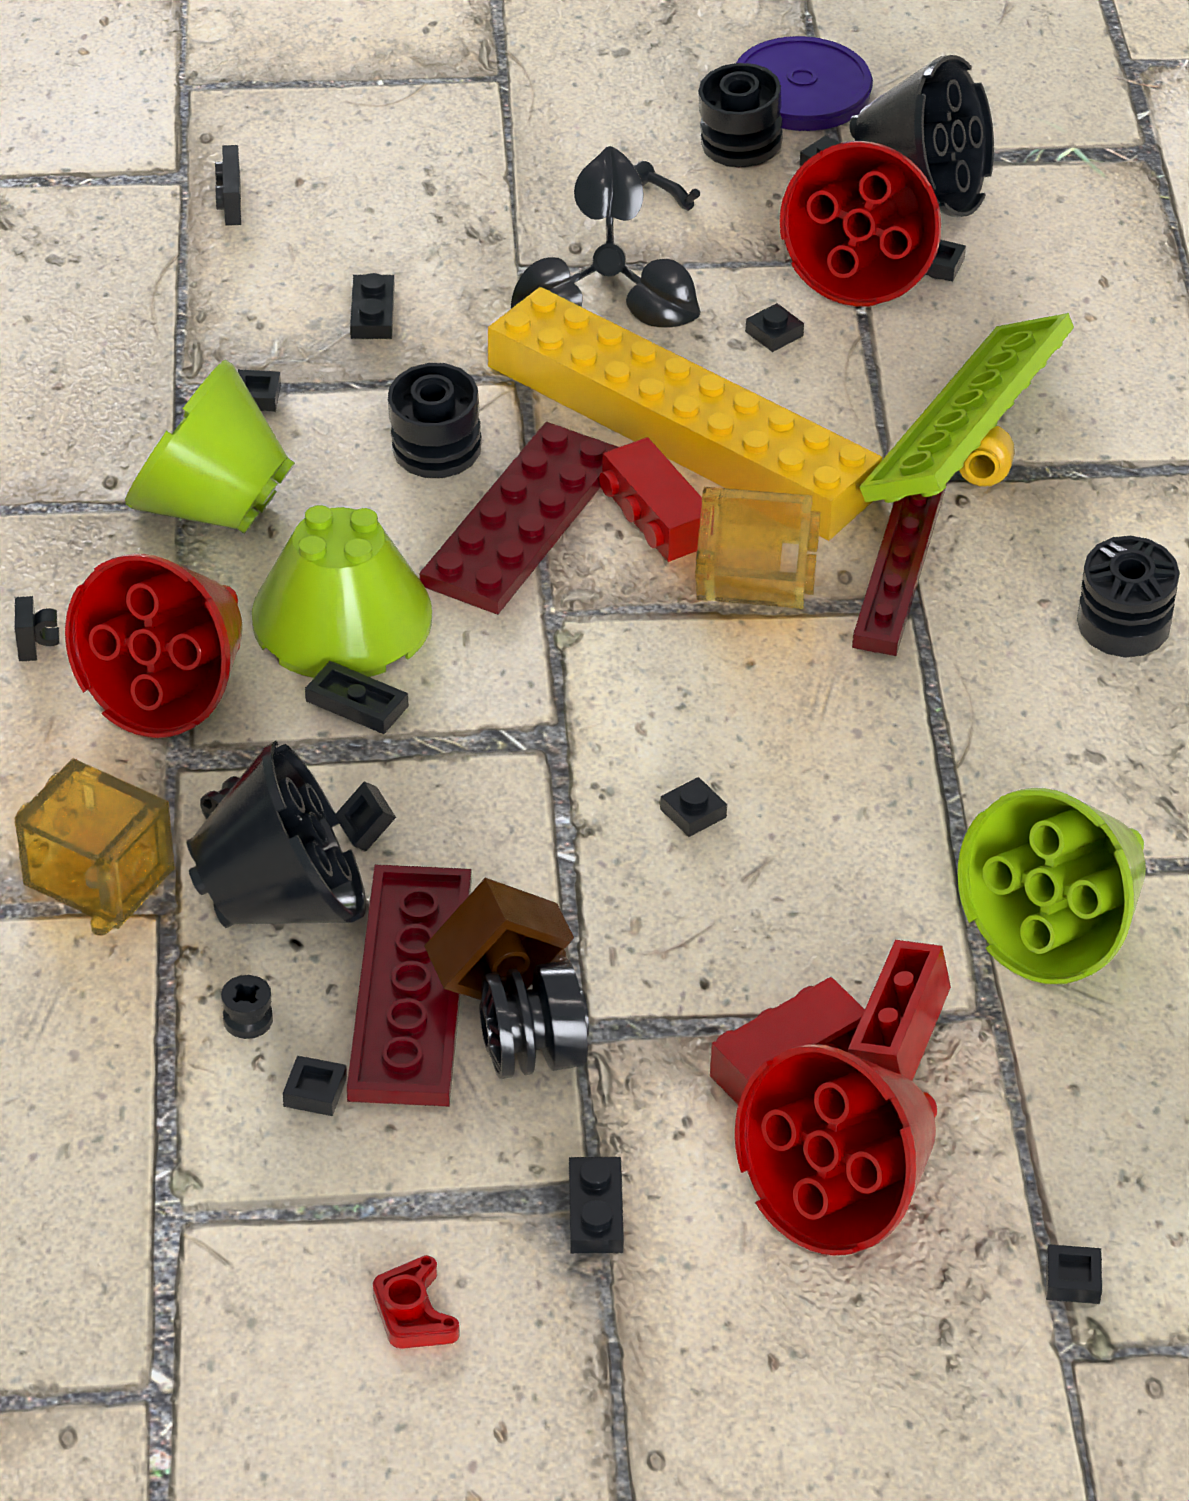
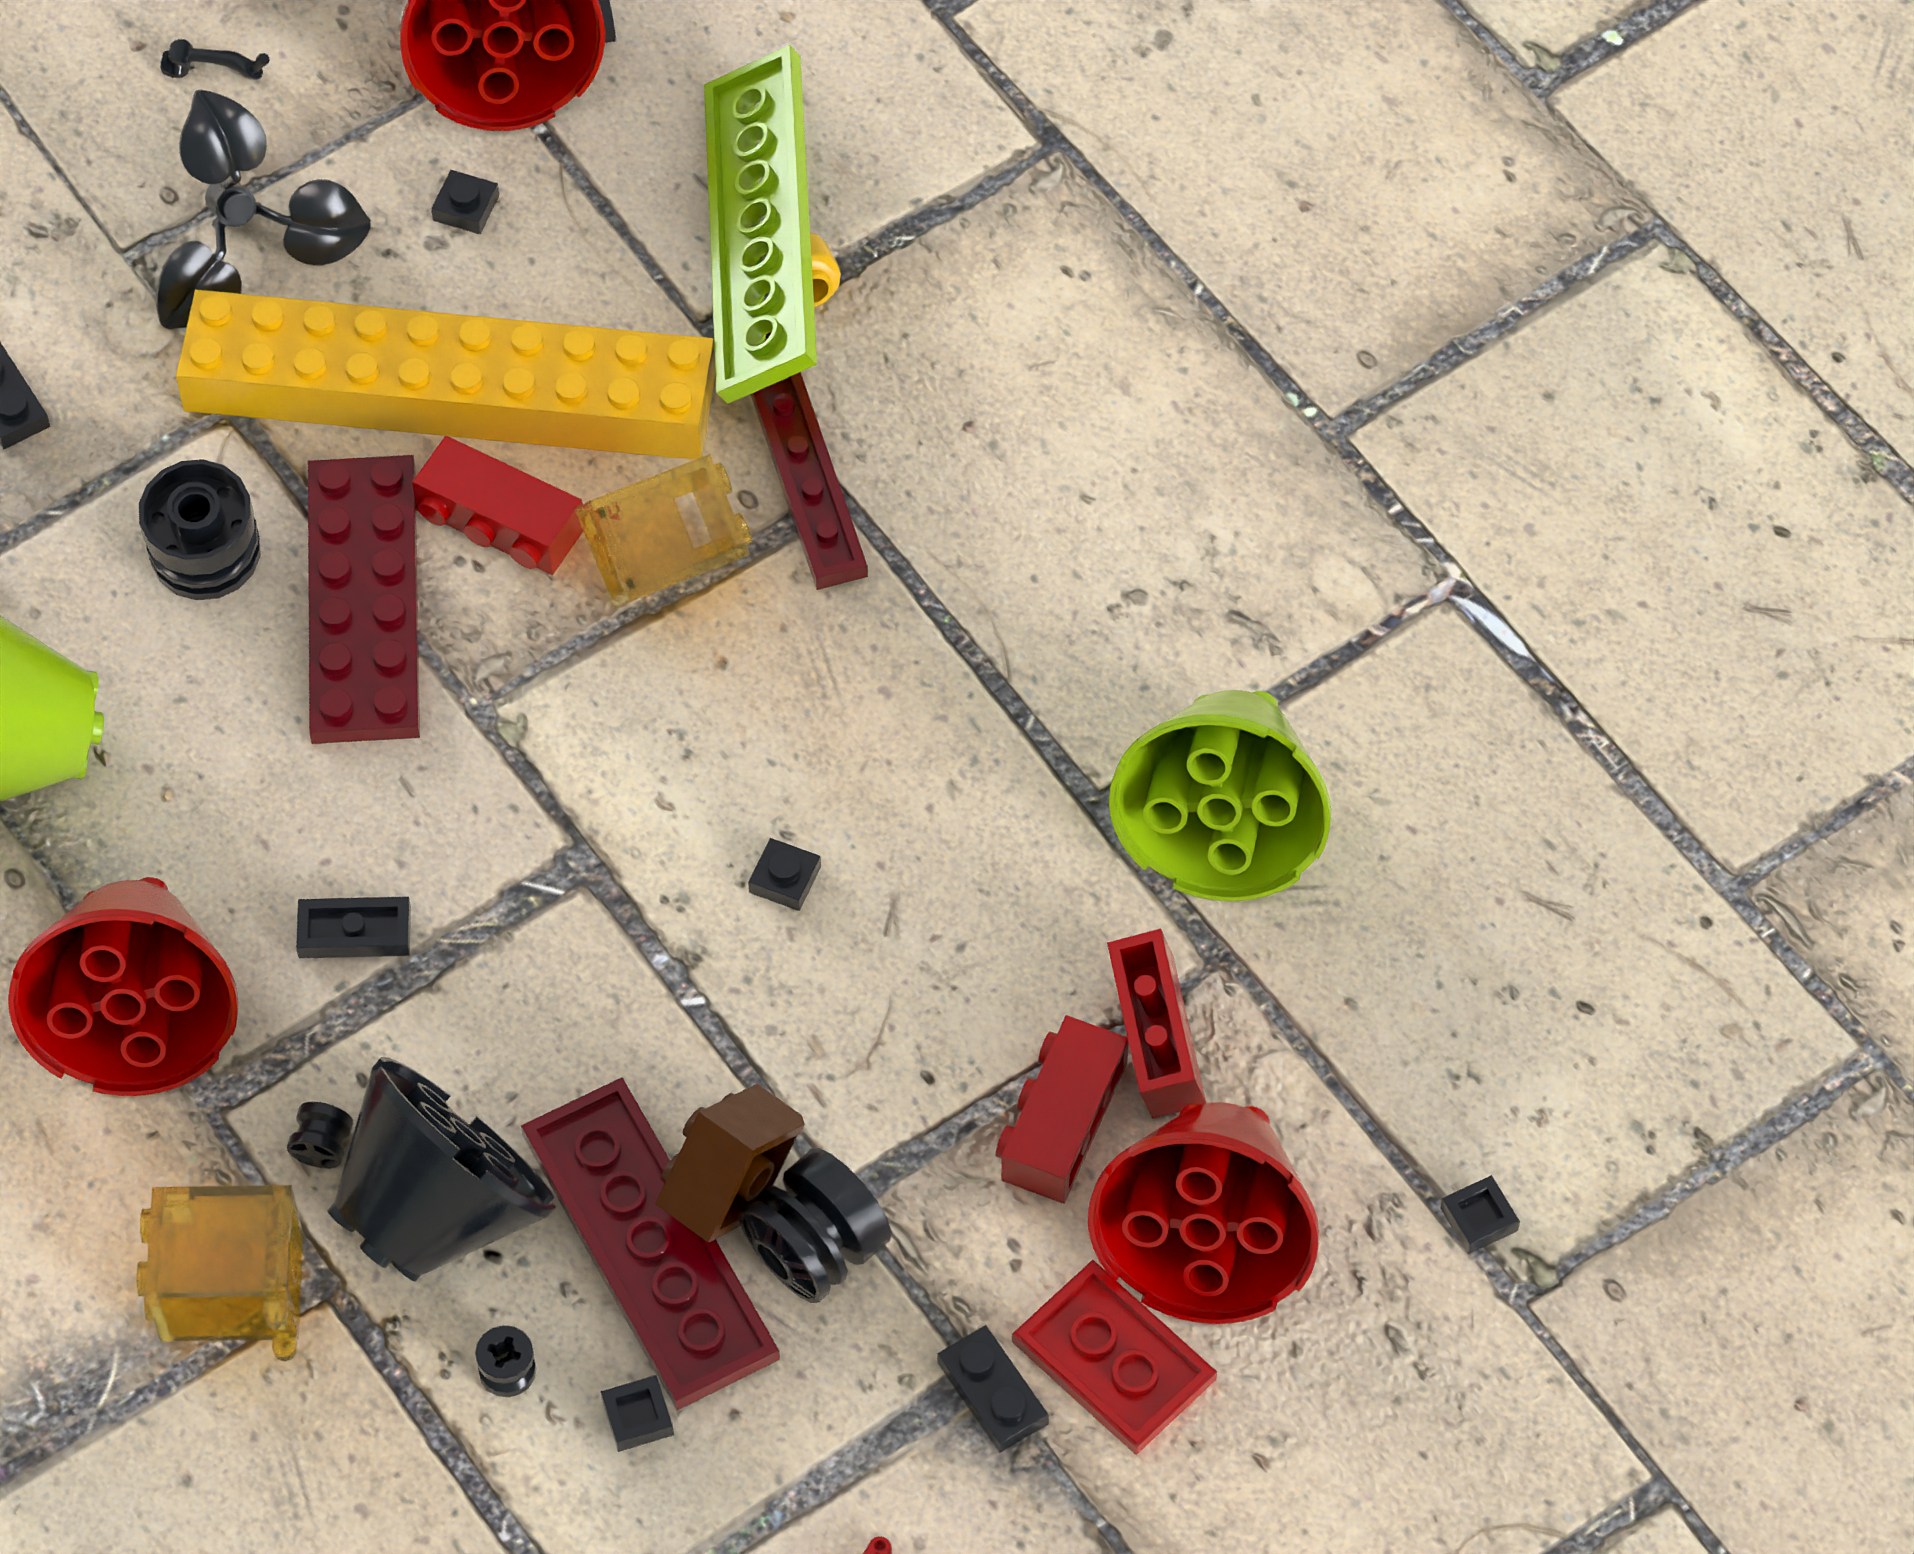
camera: 30 degrees left, 15 degrees up
(341, 597) = (255, 822): lime cone -> none
(365, 816) = (468, 1071): black plate -> none
(707, 1231) = (1114, 1357): none -> red tile
(1128, 596) = (1067, 389): black wheel -> none

